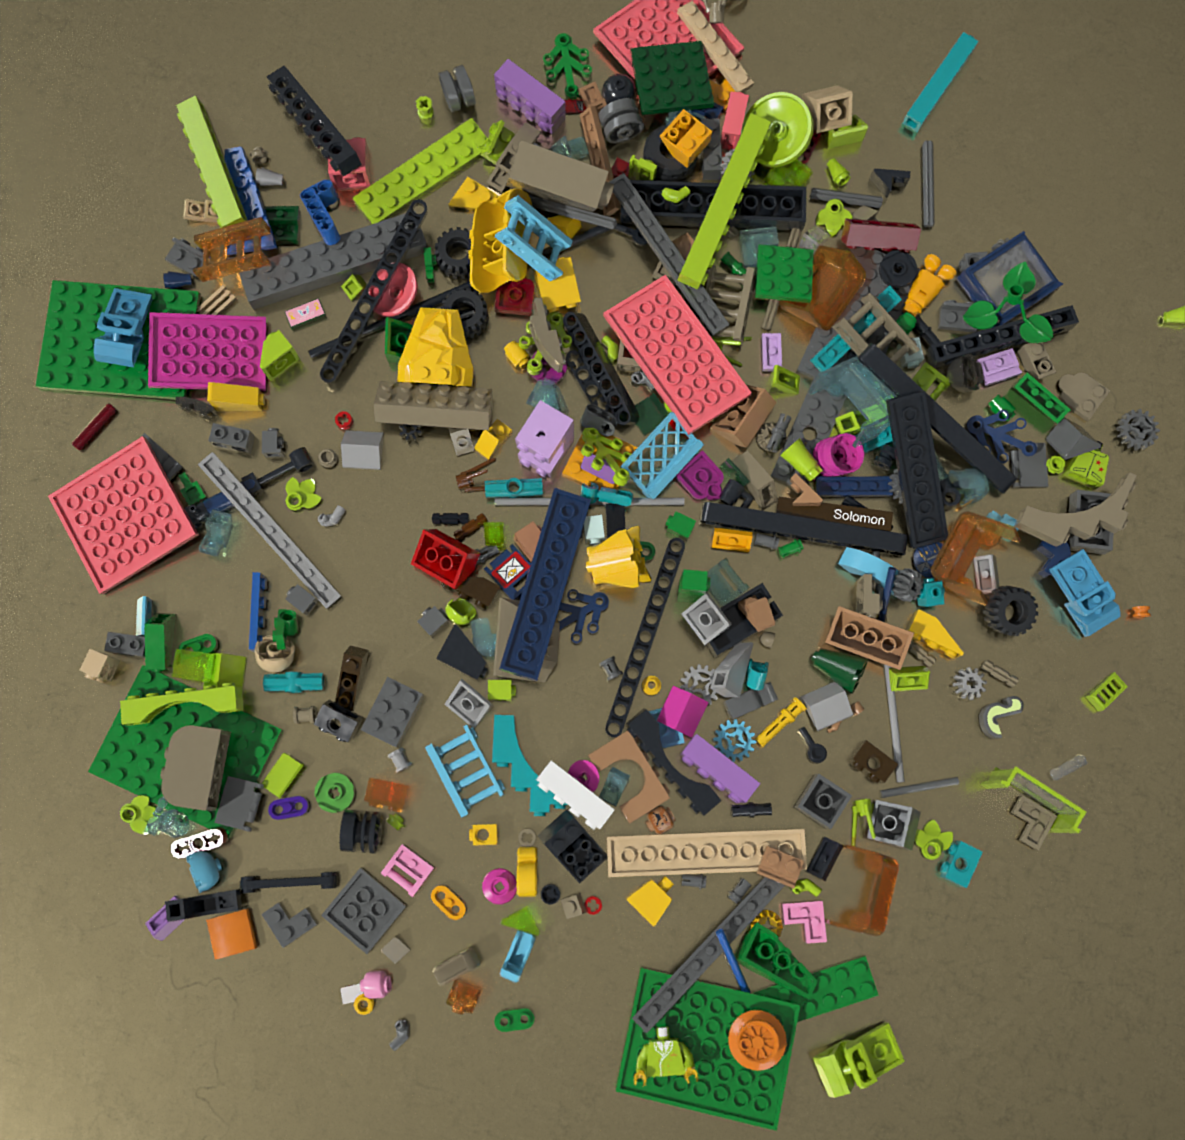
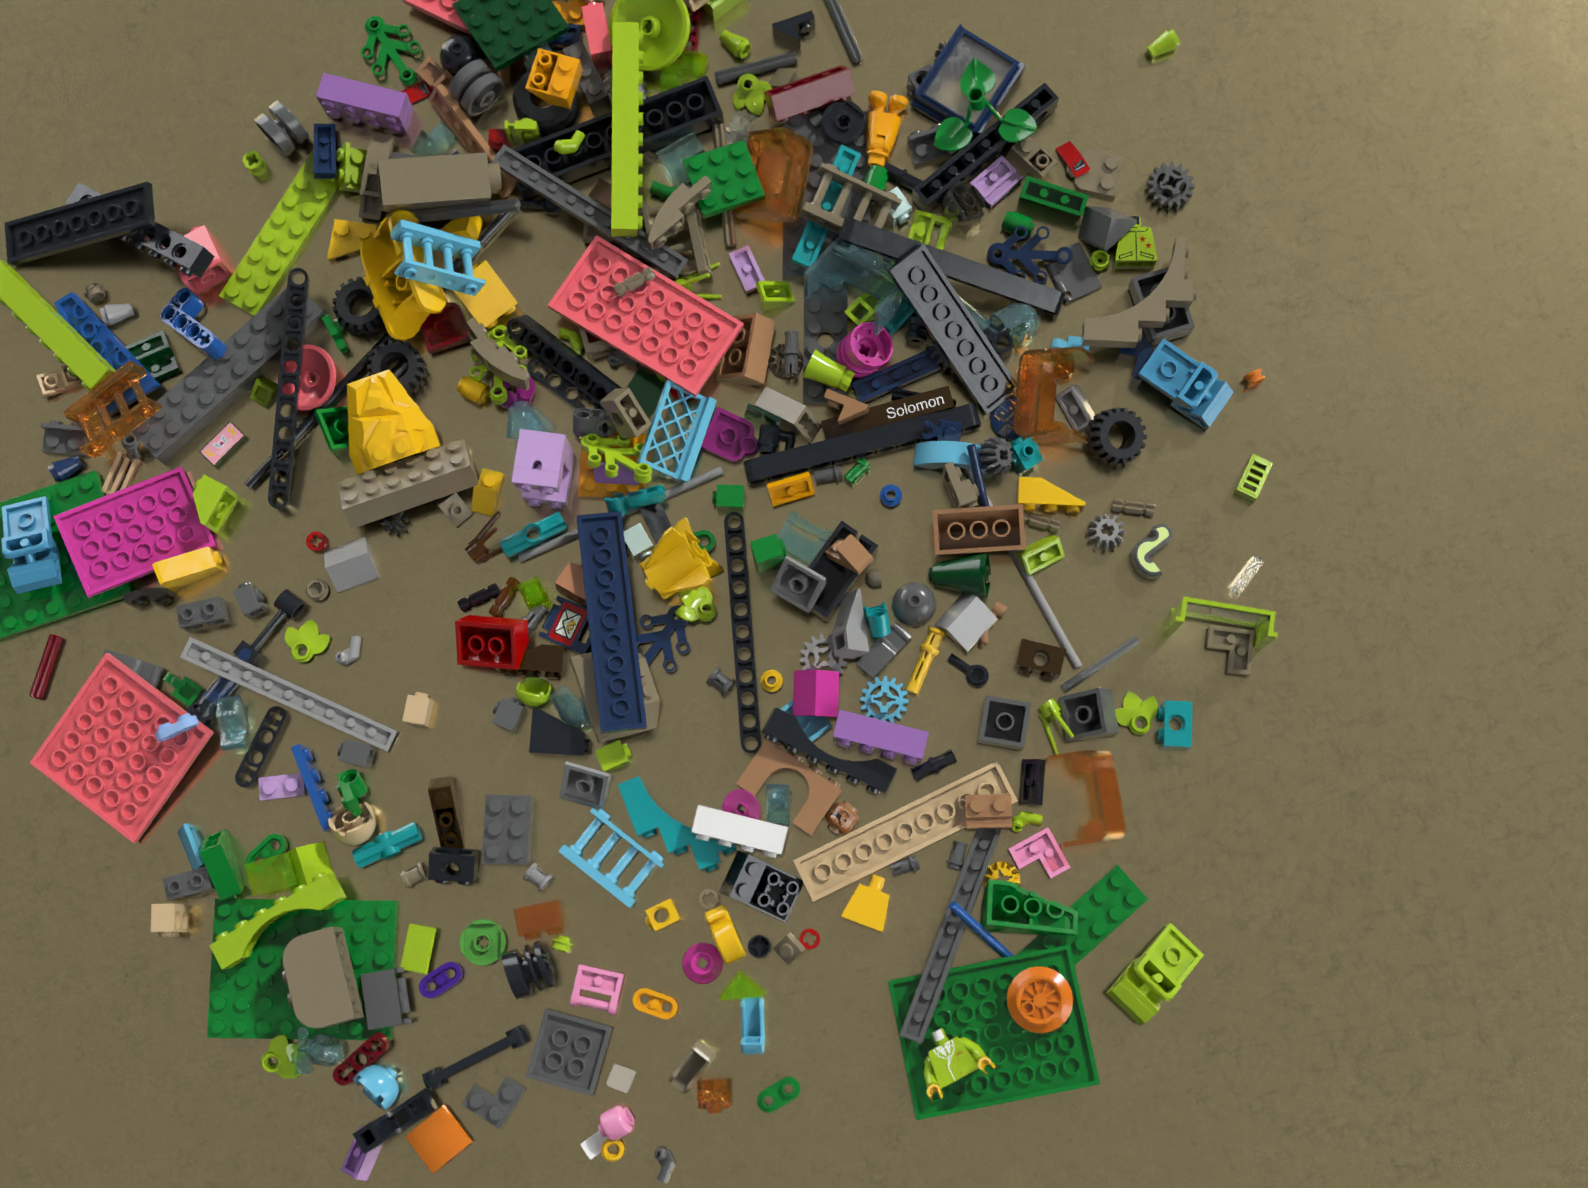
camera: 15 degrees left, 0 degrees up
(163, 518) = (168, 731): none -> light blue plate
(232, 600) = (281, 787): none -> lavender plate
(233, 565) = (258, 745): none -> black beam
(234, 283) = (131, 445): none -> dark grey pin
(270, 96) = (80, 223): none -> black plate
(364, 586) = (418, 709): none -> tan brick
(482, 120) = (324, 151): none -> dark blue plate
(616, 597) = (693, 605): none -> lime plate
(628, 423) = (625, 413): none -> dark tan brick
(679, 323) = (634, 281): none -> dark tan axle
(730, 284) = (671, 217): none -> dark tan slope
(790, 674) = (913, 604): none -> dark grey cylinder
(809, 585) = (887, 501): none -> blue plate
(874, 547) = (944, 431): none -> dark blue plate
(1068, 375) = (1073, 159): none -> red sticker

